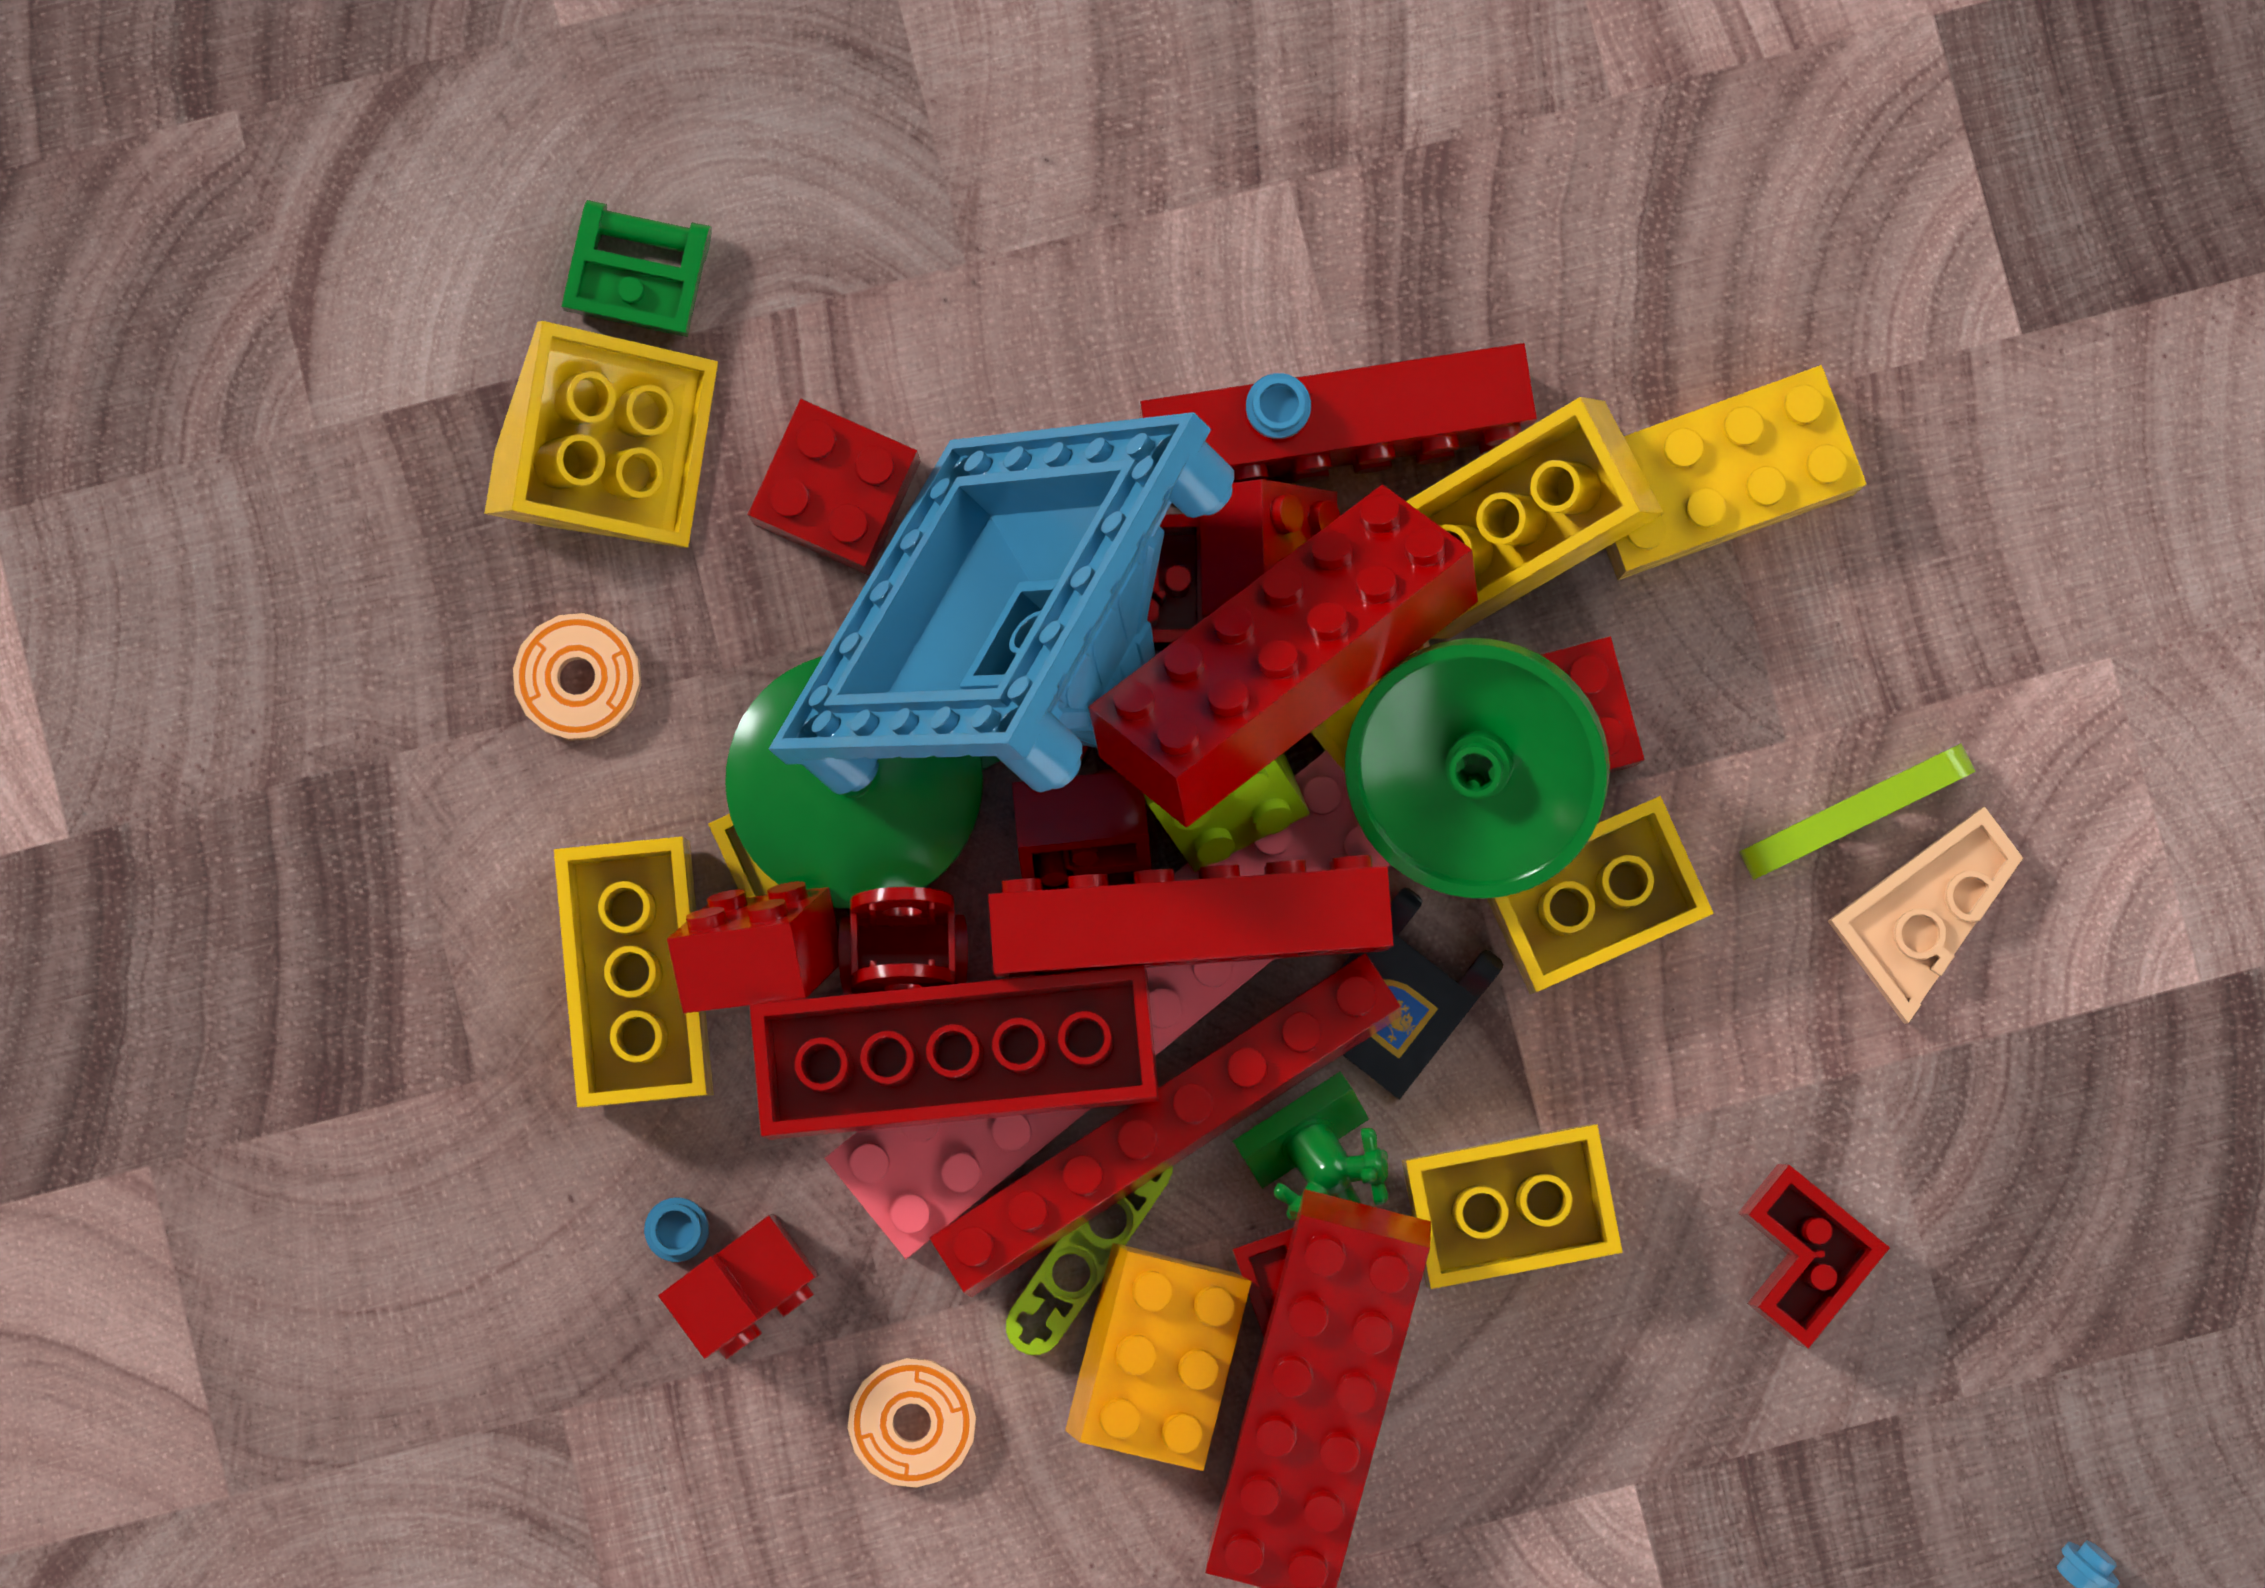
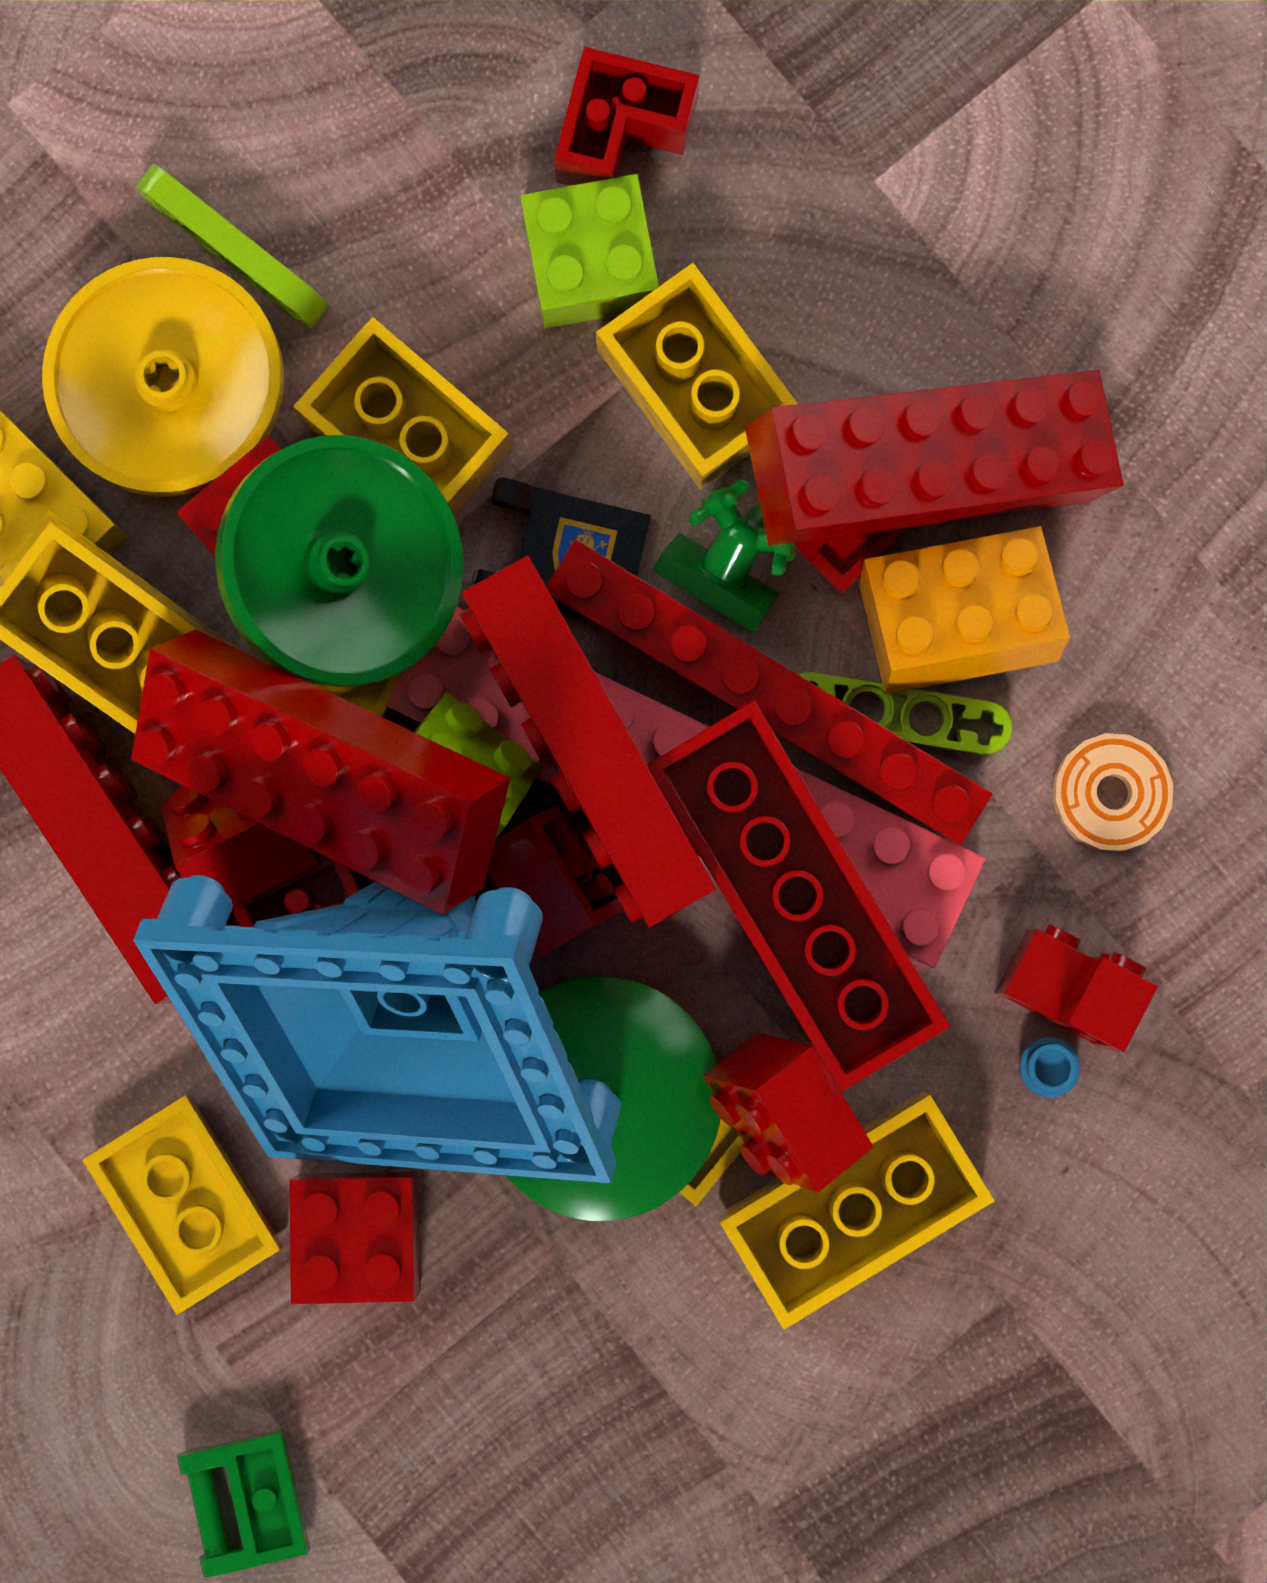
camera: 115 degrees left, 0 degrees up
(550, 650) = (615, 1417): light nougat tile -> none
(603, 437) = (404, 1461): yellow slope -> none
(901, 941) = (723, 987): red piece -> none
(944, 339) = (182, 1203): none -> yellow plate
(1278, 406) = (103, 881): dark azure plate -> none
(1688, 1161) = (589, 249): none -> lime brick
(1754, 684) = (162, 375): none -> yellow dish
(1925, 909) = (287, 155): light nougat wing -> none

